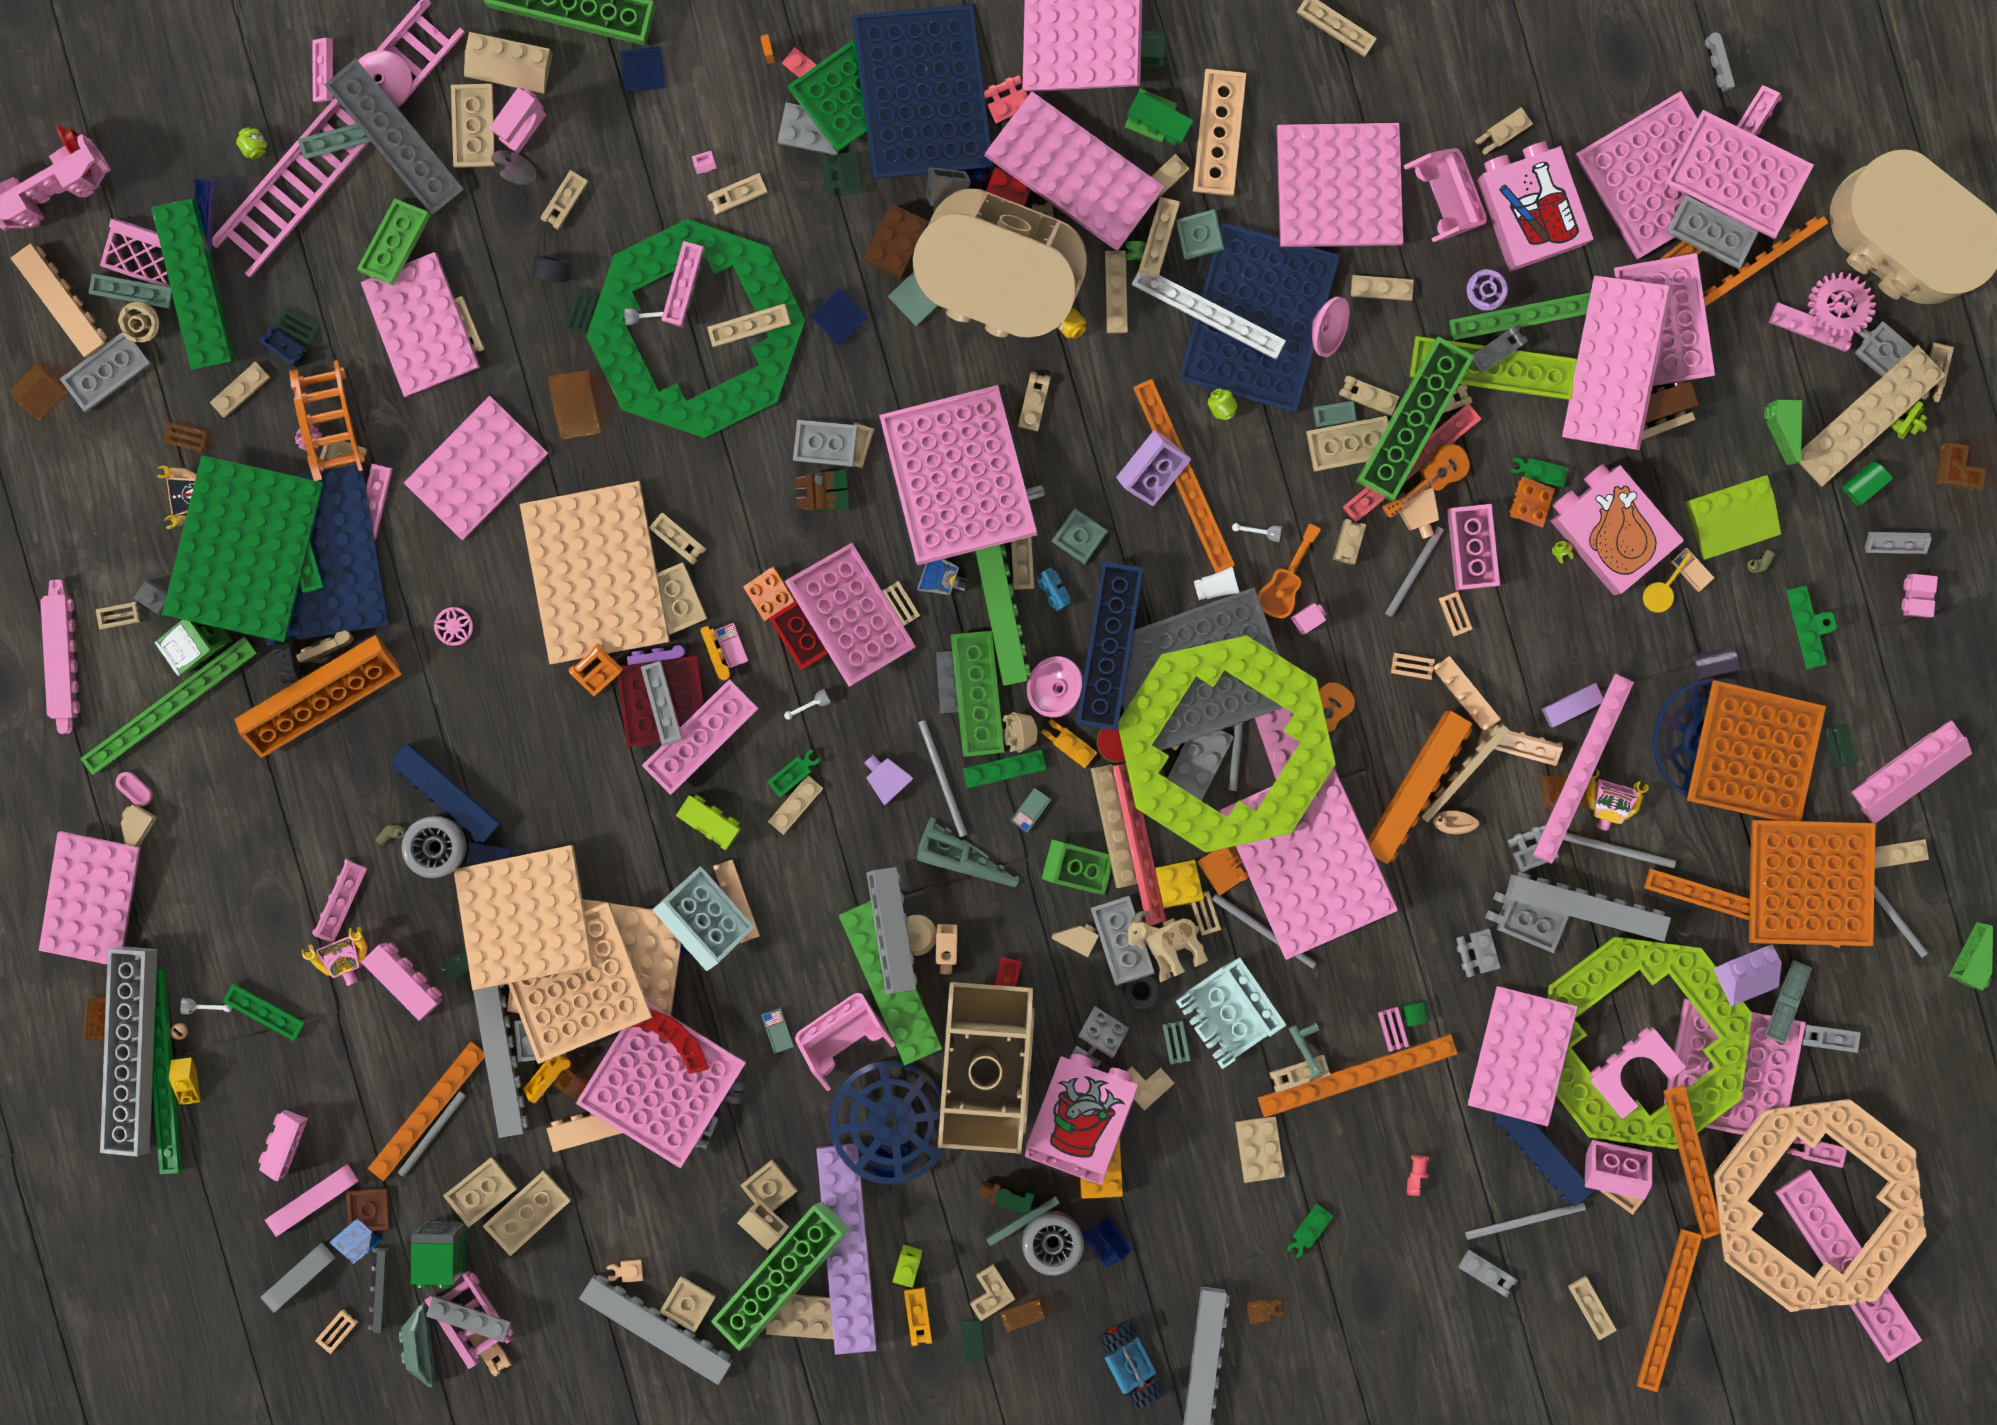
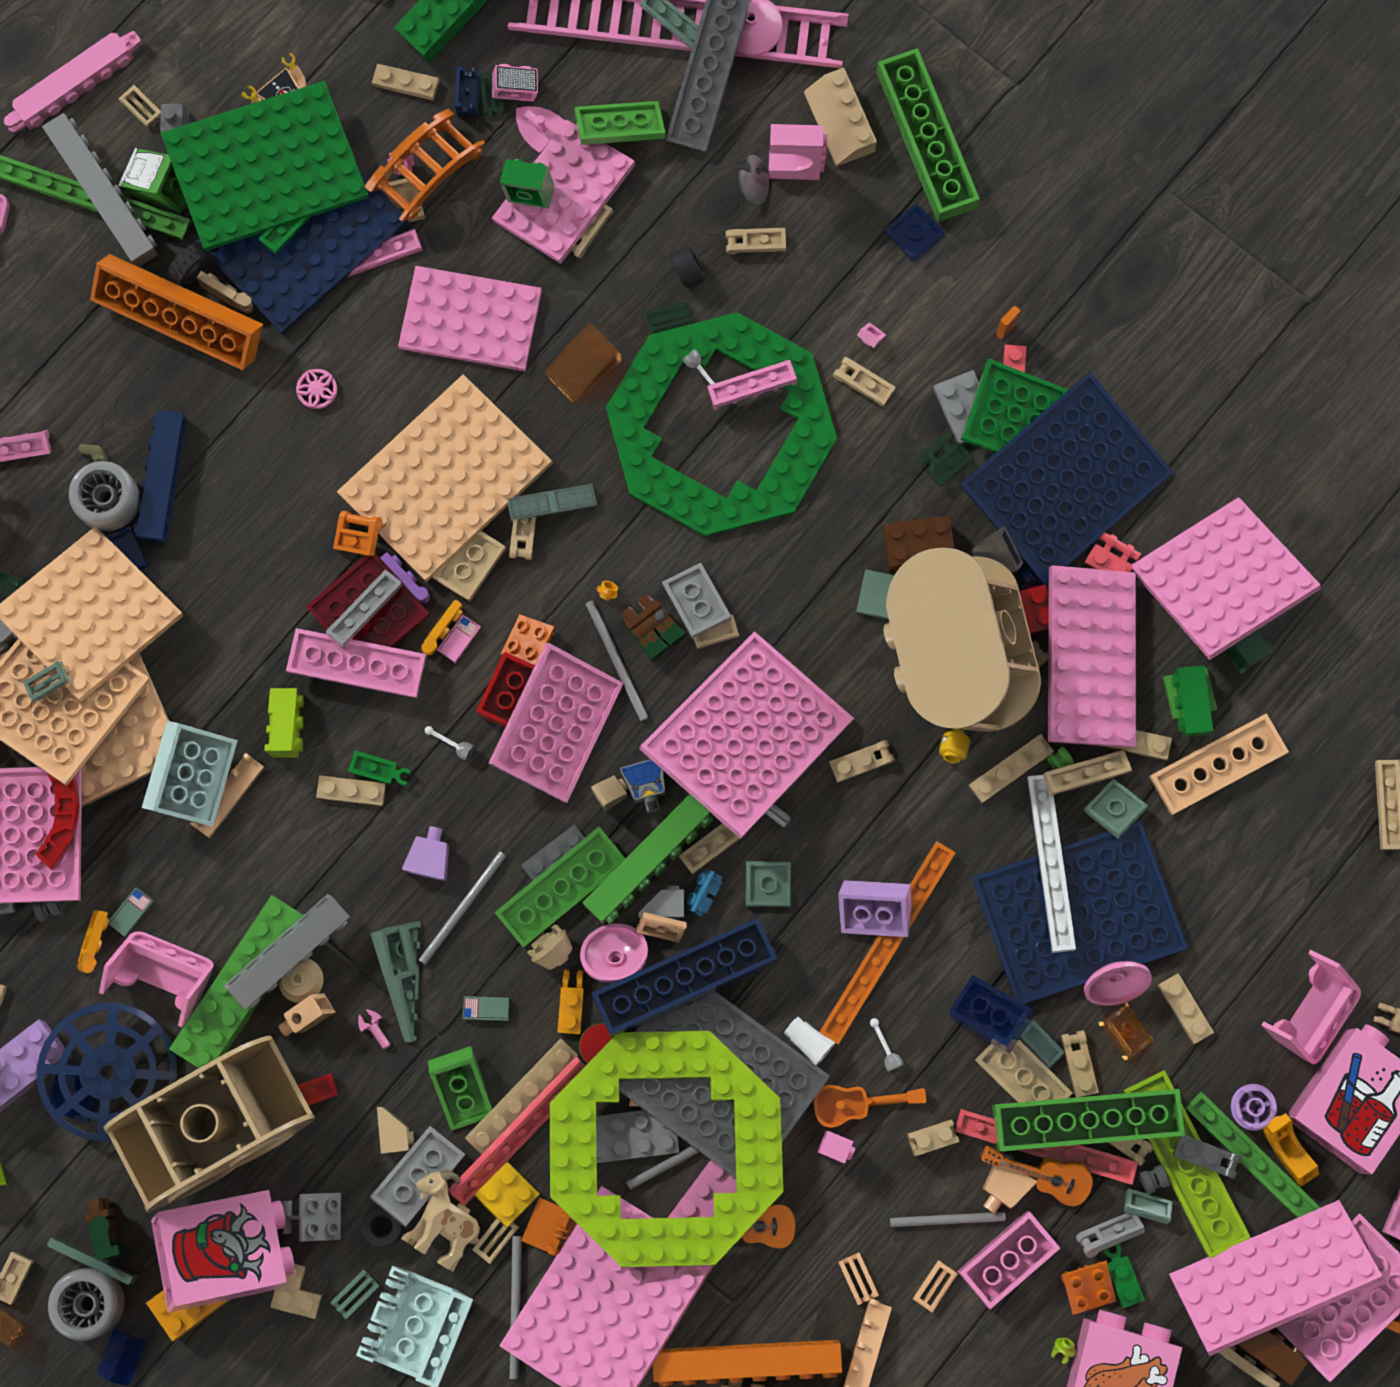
camera: 55 degrees right, 10 degrees down
(168, 433) = (327, 48): clear orange tile -> none
(173, 693) = (100, 190): none -> light grey brick
(302, 303) = (514, 82): none -> brick
(349, 308) = (538, 125): none -> bright pink shield
(399, 350) = (527, 183): none -> green brick
(471, 120) = (752, 130): tan plate -> none
(562, 966) = (63, 681): none -> sand green tile
(672, 503) = (551, 502): none -> tile
(749, 325) = (755, 465): tan plate -> none
(770, 506) = (607, 590): none -> light orange plate
(781, 1073) = (92, 941): none -> light orange hinge
(830, 535) = (616, 661): none -> light grey piece
(839, 316) = (817, 539): clear blue plate -> none
(910, 618) = (605, 746): tan tile -> none
(930, 608) = (610, 792): none -> tan slope
(989, 903) = (374, 1028): none -> bright pink bar
(1004, 768) = (508, 958): green plate -> none
(1044, 623) = (666, 903): none -> light grey slope
(1059, 638) = (661, 927): none -> light nougat tile
(1222, 404) = (977, 932): lime head -> none
(1289, 436) = (991, 1014): none -> clear blue brick
(1339, 185) = (1250, 905): bright pink plate -> none
(1369, 344) = (1126, 1031): none -> clear orange slope
(1485, 402) = (1154, 1179): none -> dark grey wheel
(1504, 418) = (1148, 1206): none -> sand green tile
(1505, 459) = (1110, 1233): none -> light grey plate
(1535, 285) = (1289, 1150): none -> light orange arch

